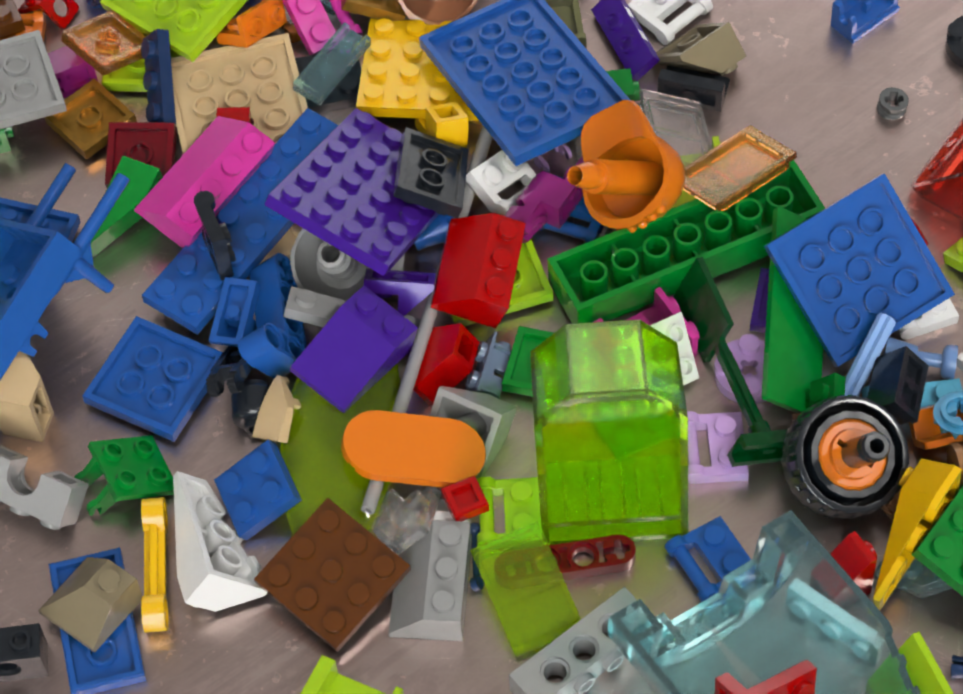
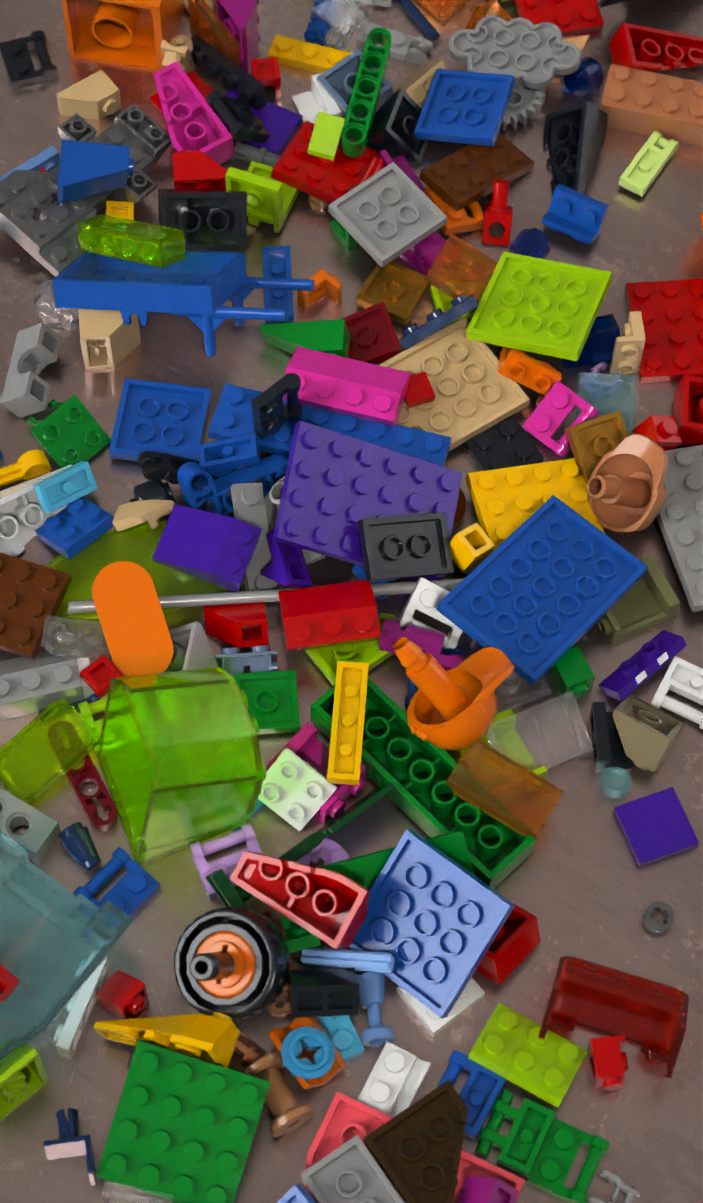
camera: 65 degrees right, 5 degrees up
(48, 173) = (324, 285): none -> orange bracket
(204, 483) = (65, 487): none -> medium azure plate
(331, 64) = (506, 441): clear light blue hinge -> none
(616, 276) = (348, 723): none -> yellow plate
(651, 581) = (80, 846): none -> dark blue cone
(741, 95) = (615, 782): none -> clear light blue plate
(798, 78) = (656, 827): none -> dark purple tile
(801, 359) = (310, 896): none -> red wedge

